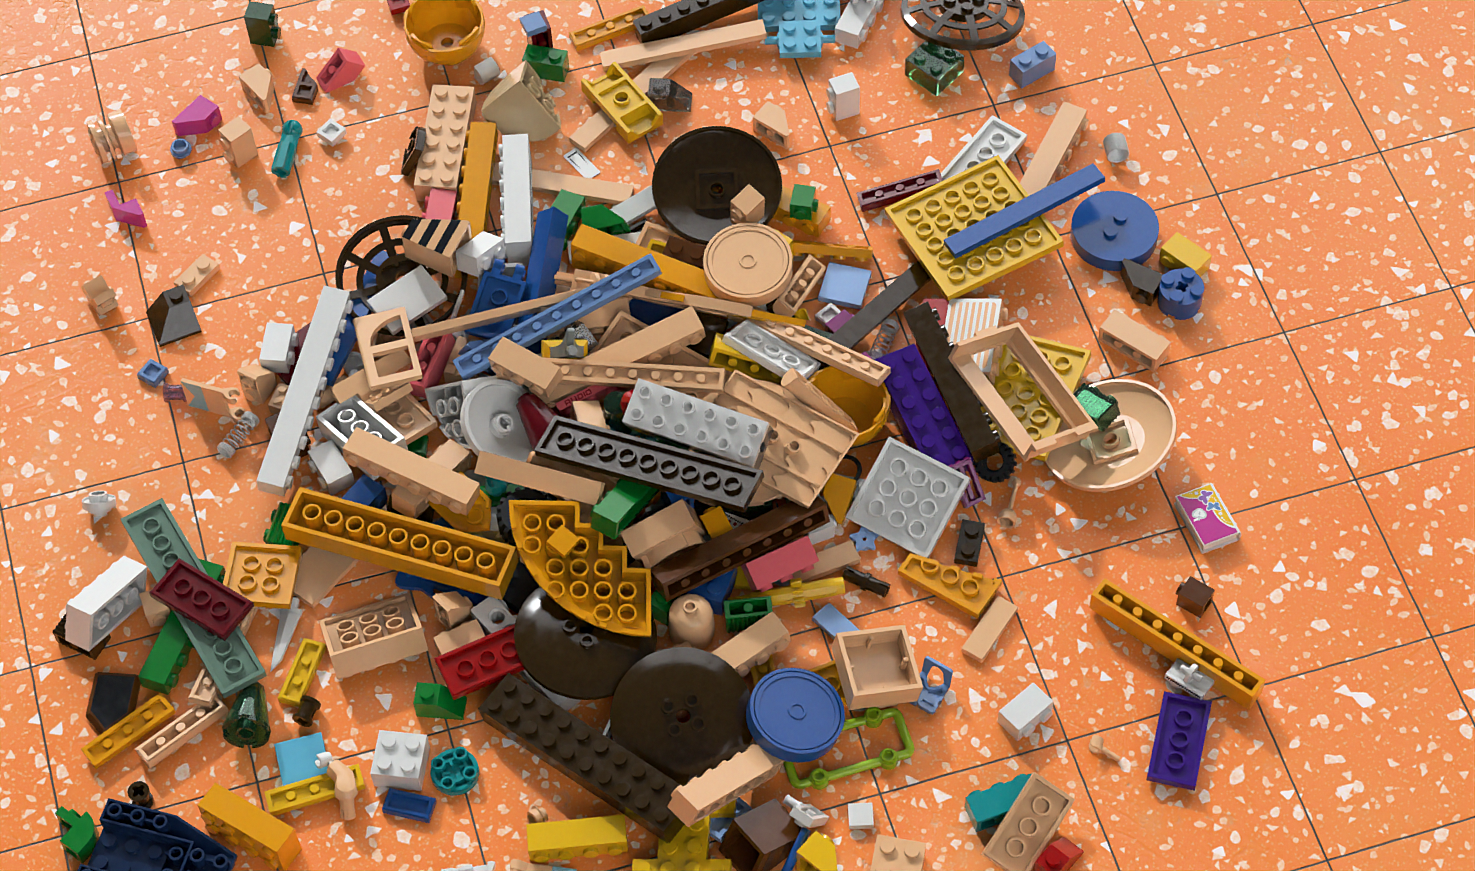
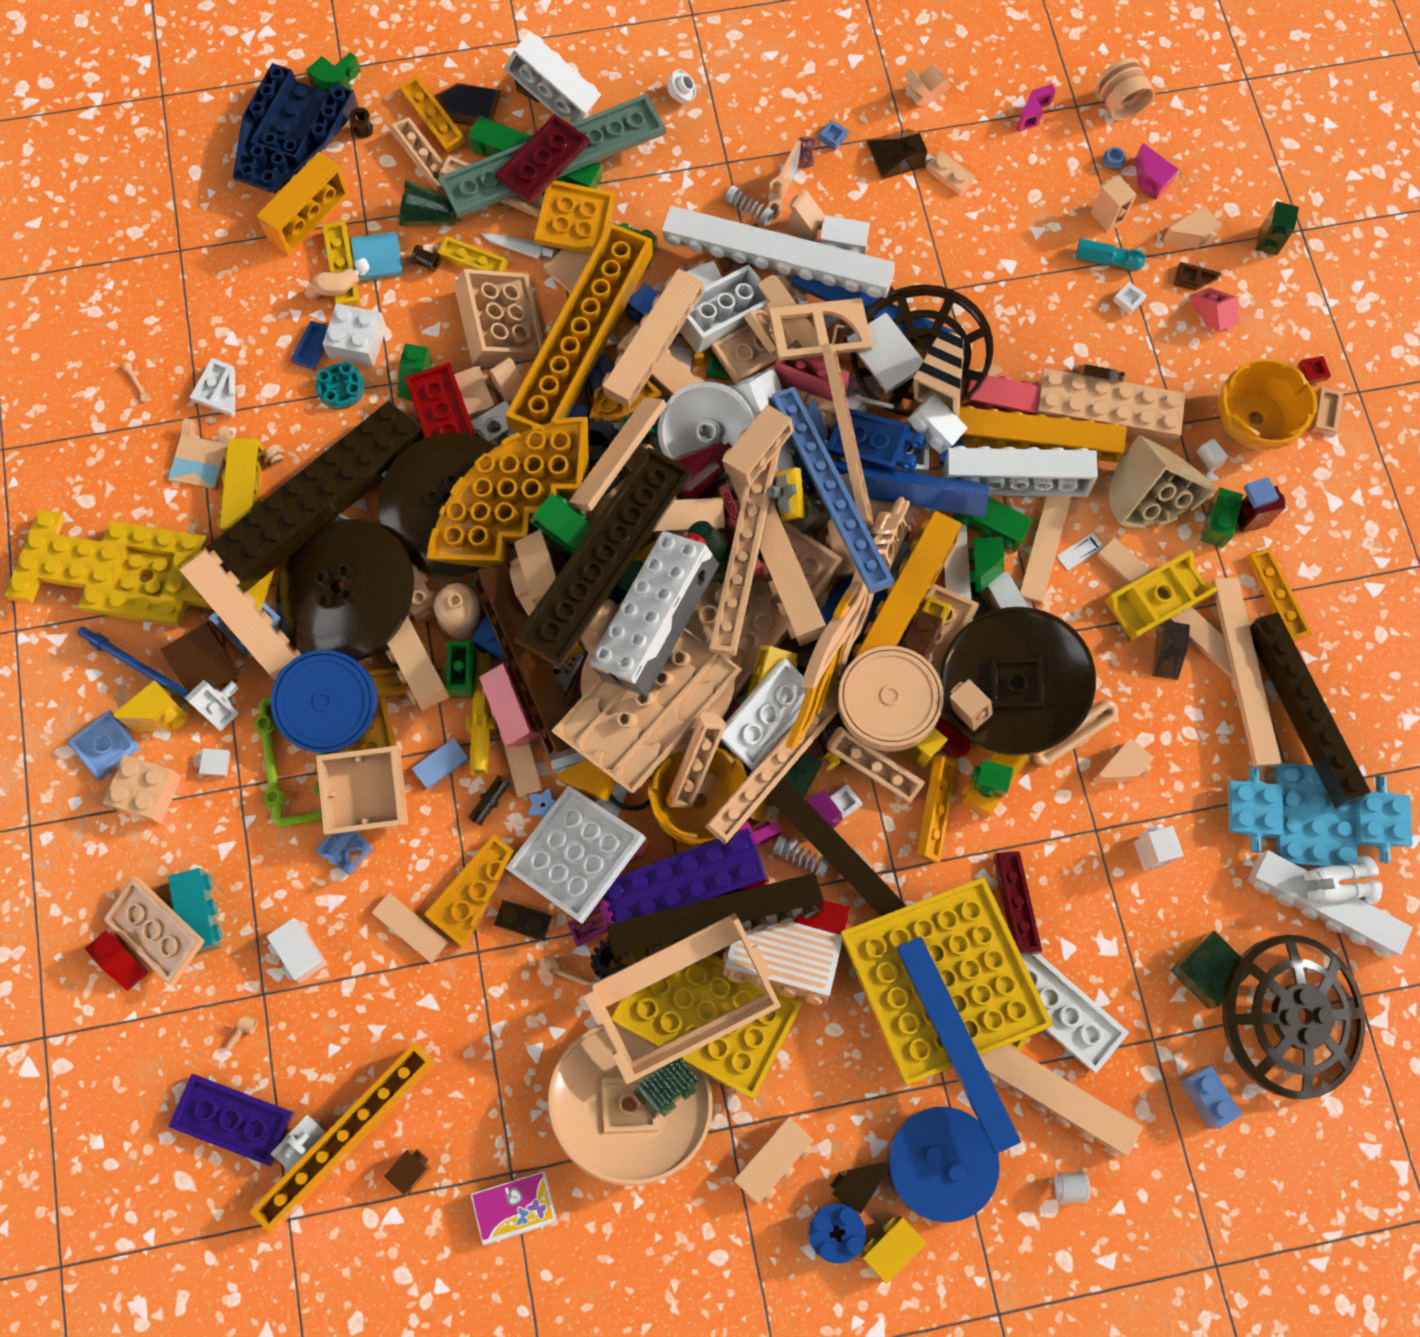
camera: 90 degrees right, 15 degrees up
(562, 541) = (532, 469): light orange tile -> none
(844, 285) = (887, 823): light blue tile -> none

